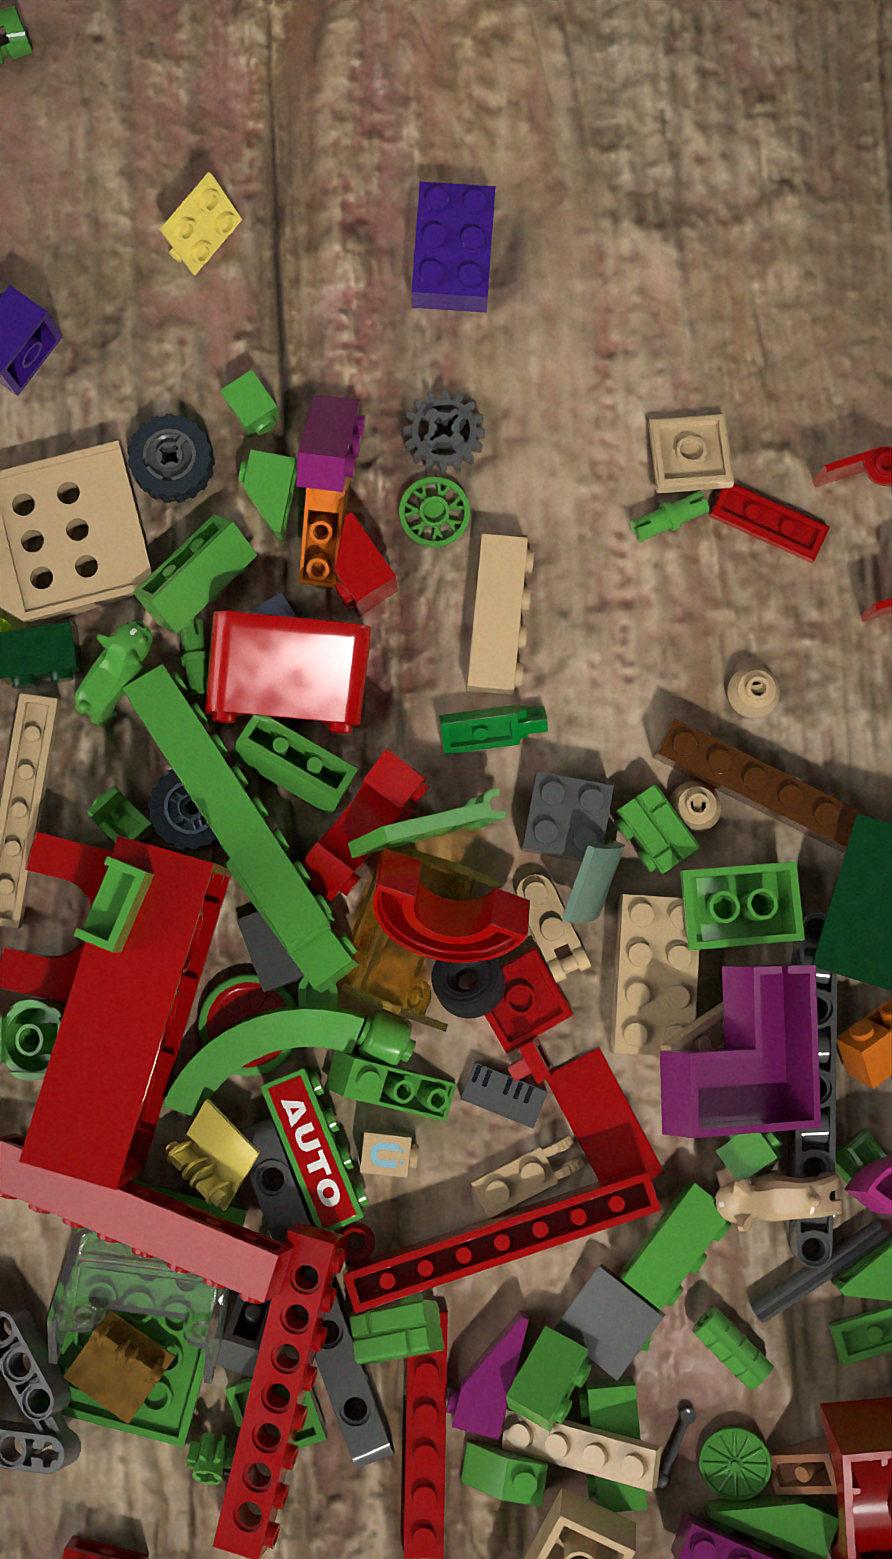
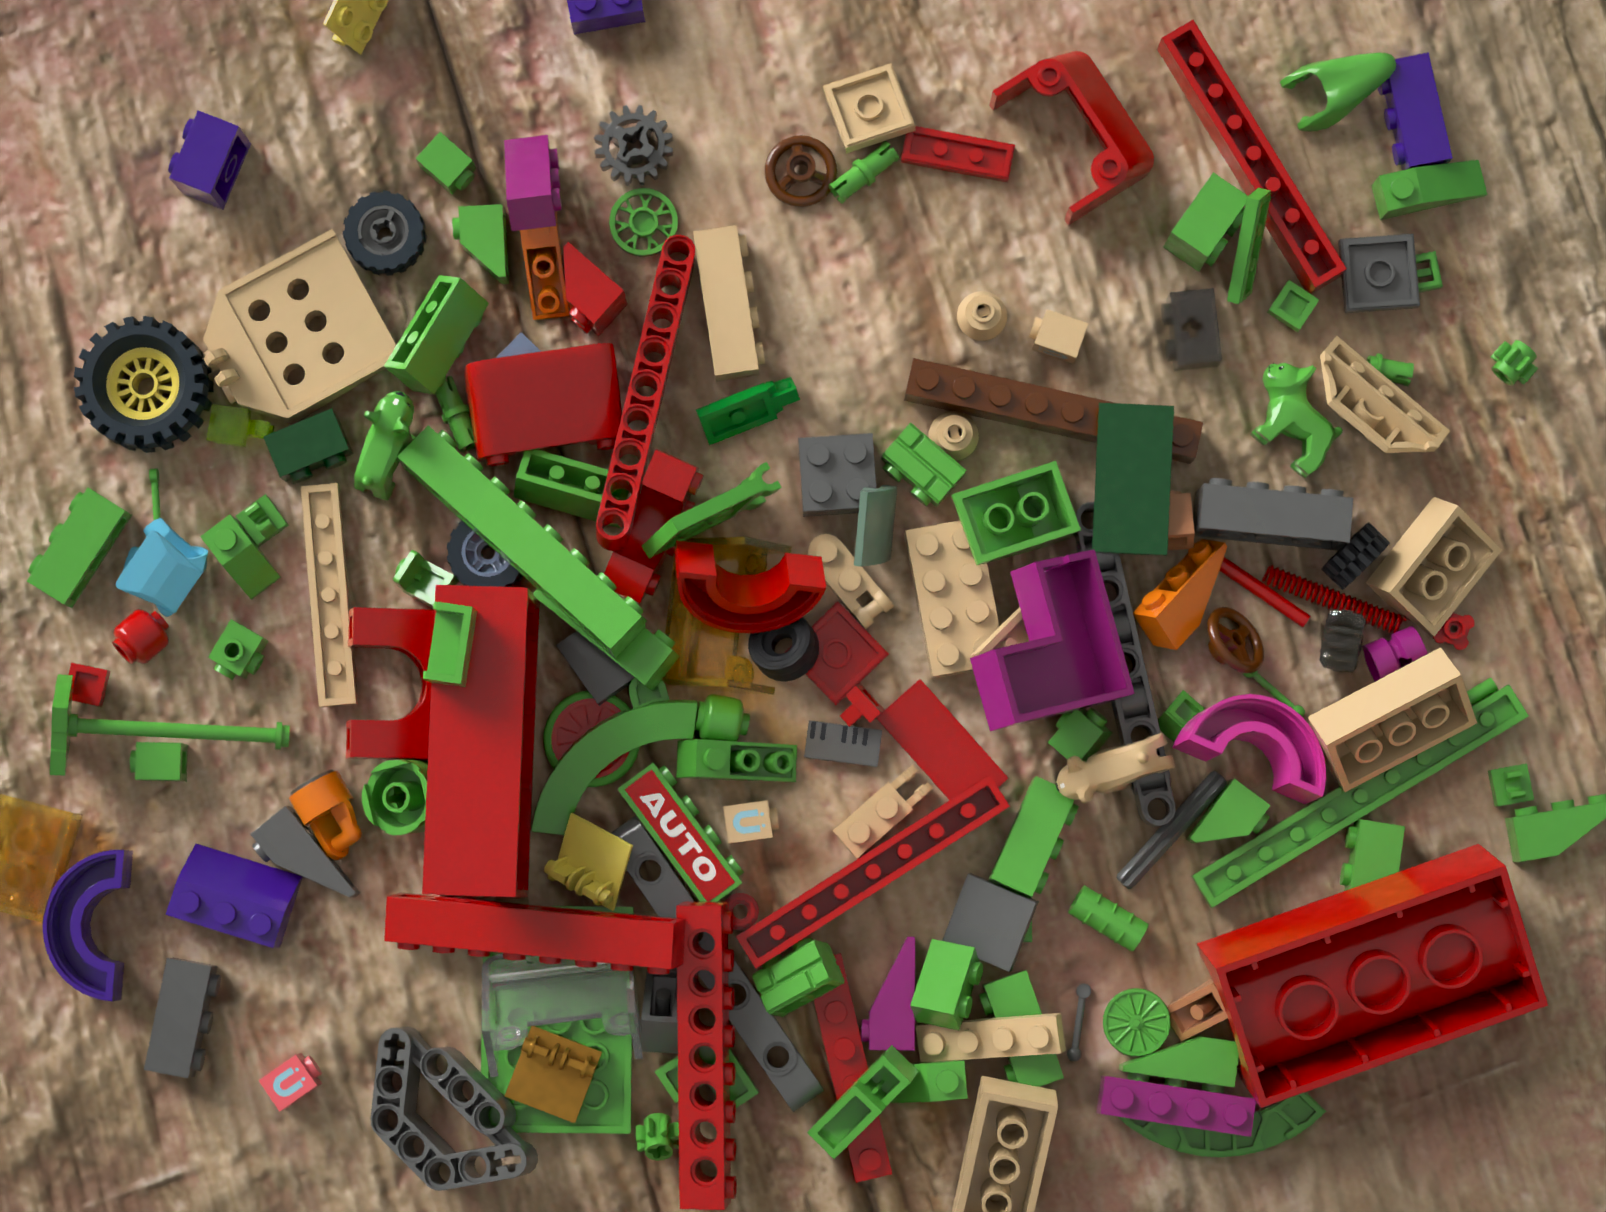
camera: 15 degrees left, 0 degrees up
(386, 701) = (641, 407): none -> red beam
(432, 1480) = (863, 1102): none -> bright green slope
(609, 486) = (799, 157): none -> reddish brown piece
(827, 732) = (1058, 335): none -> tan brick

